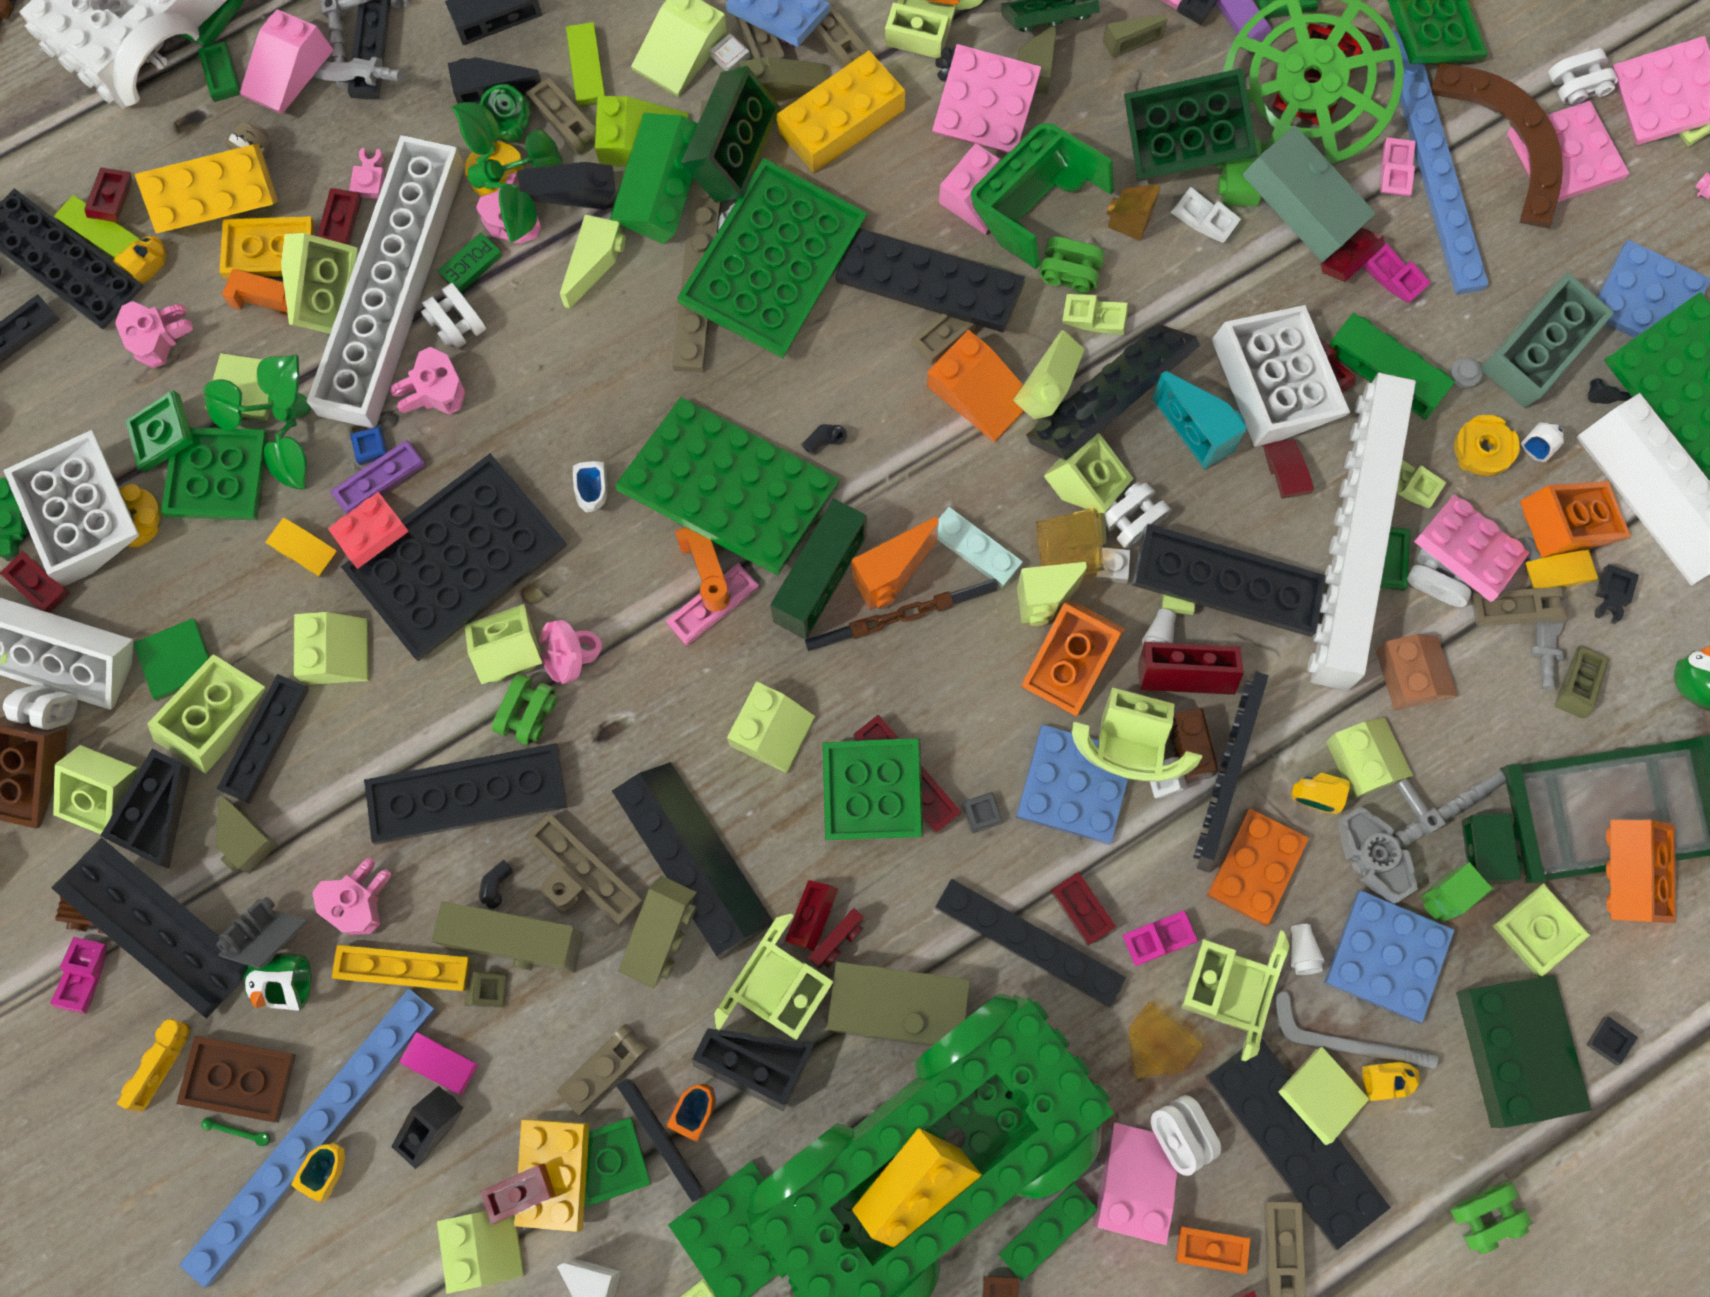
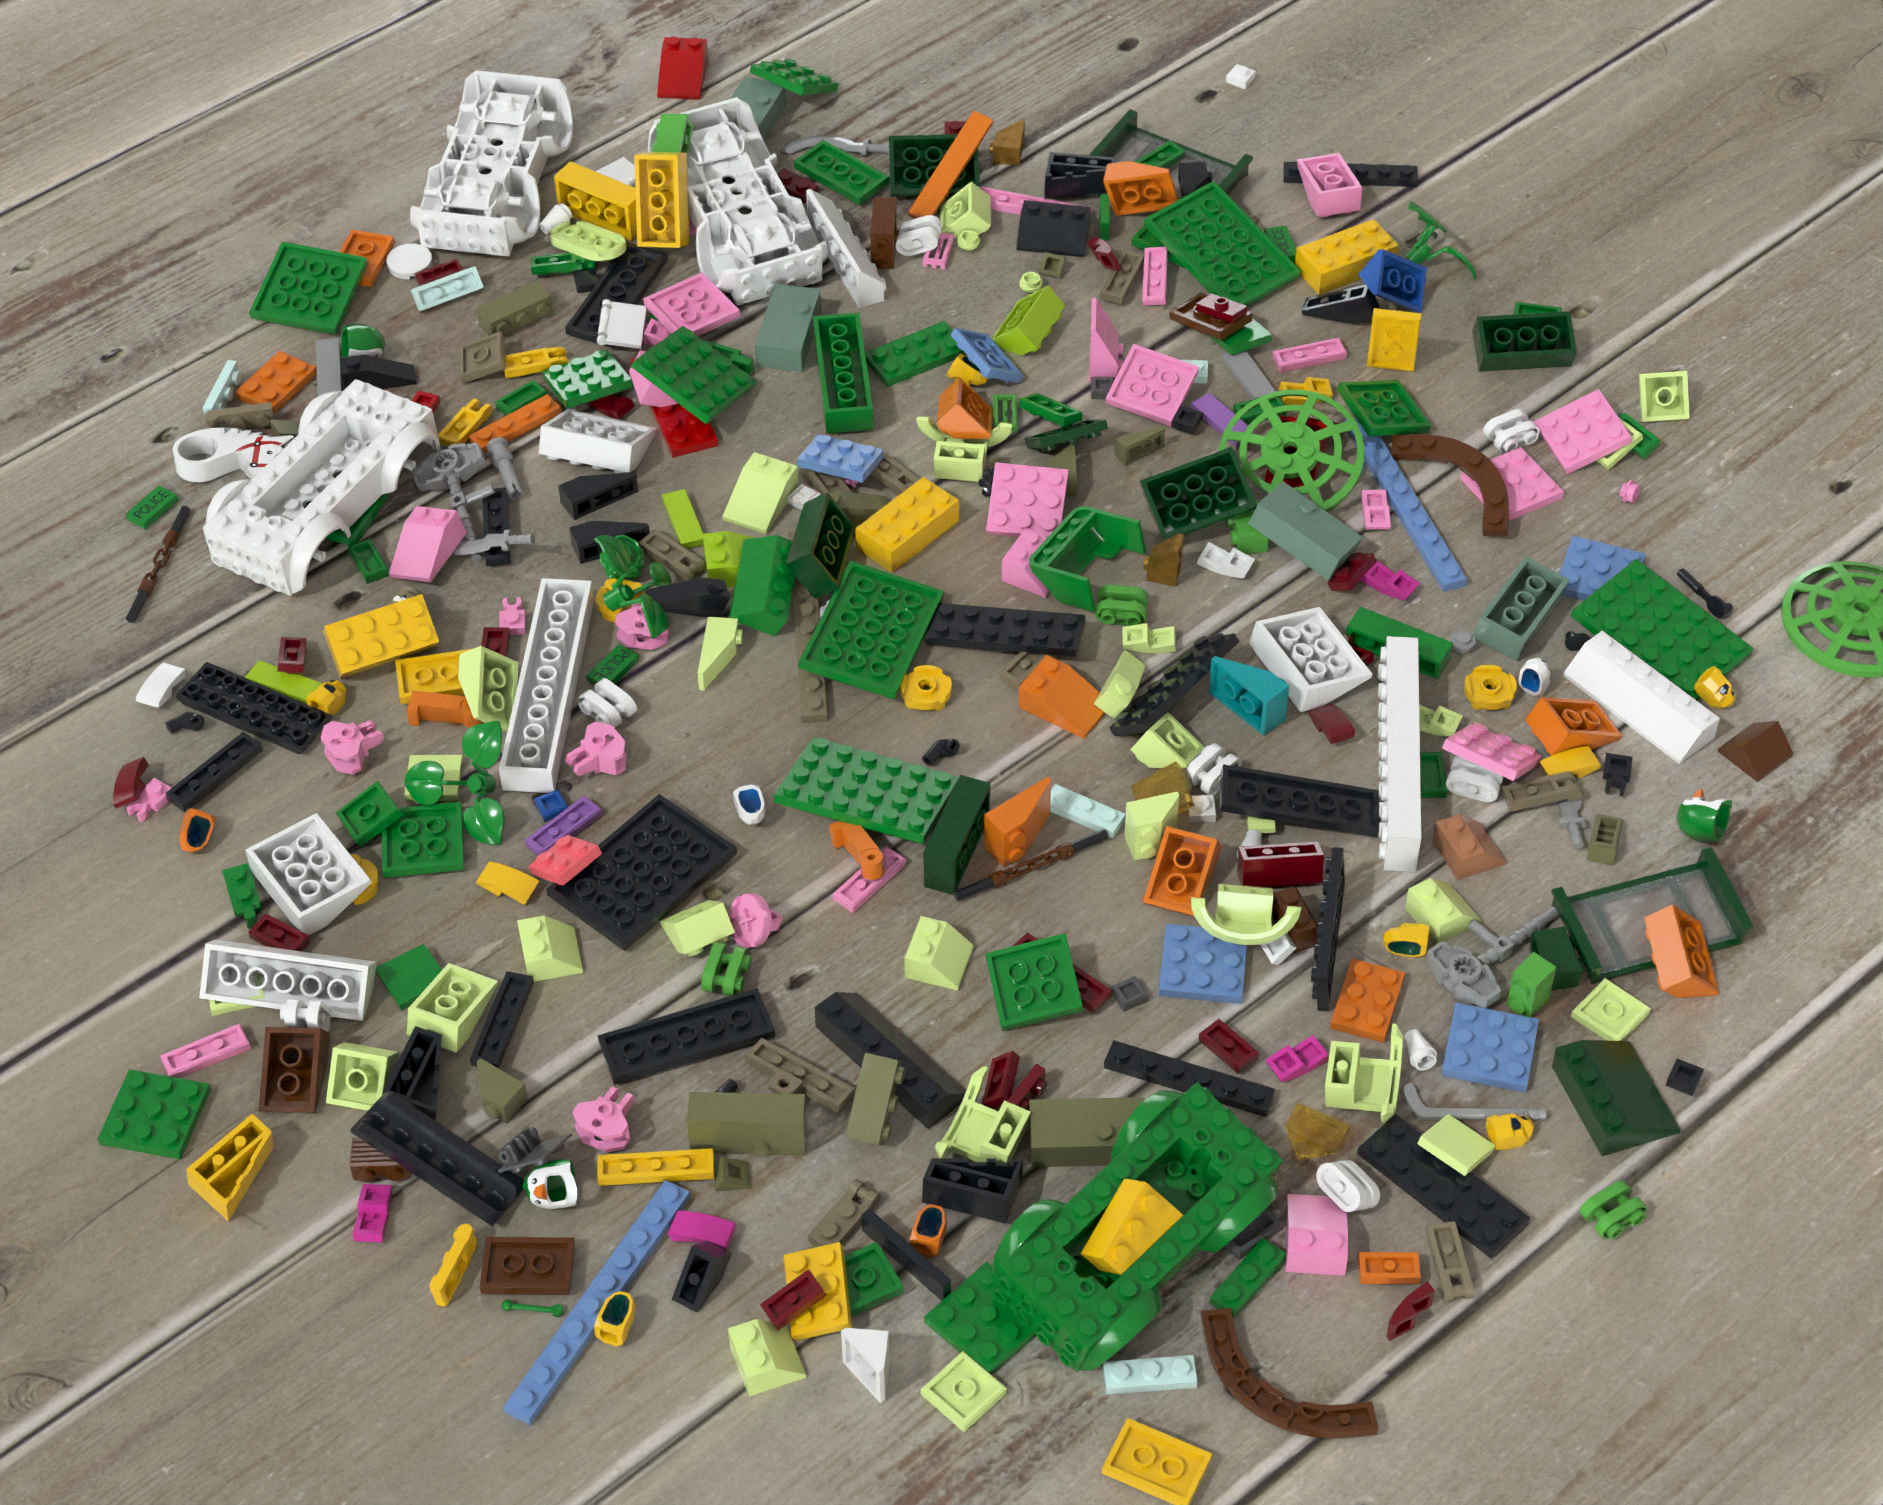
camera: 10 degrees left, 25 degrees down
(823, 363) = (931, 699): none -> yellow plate

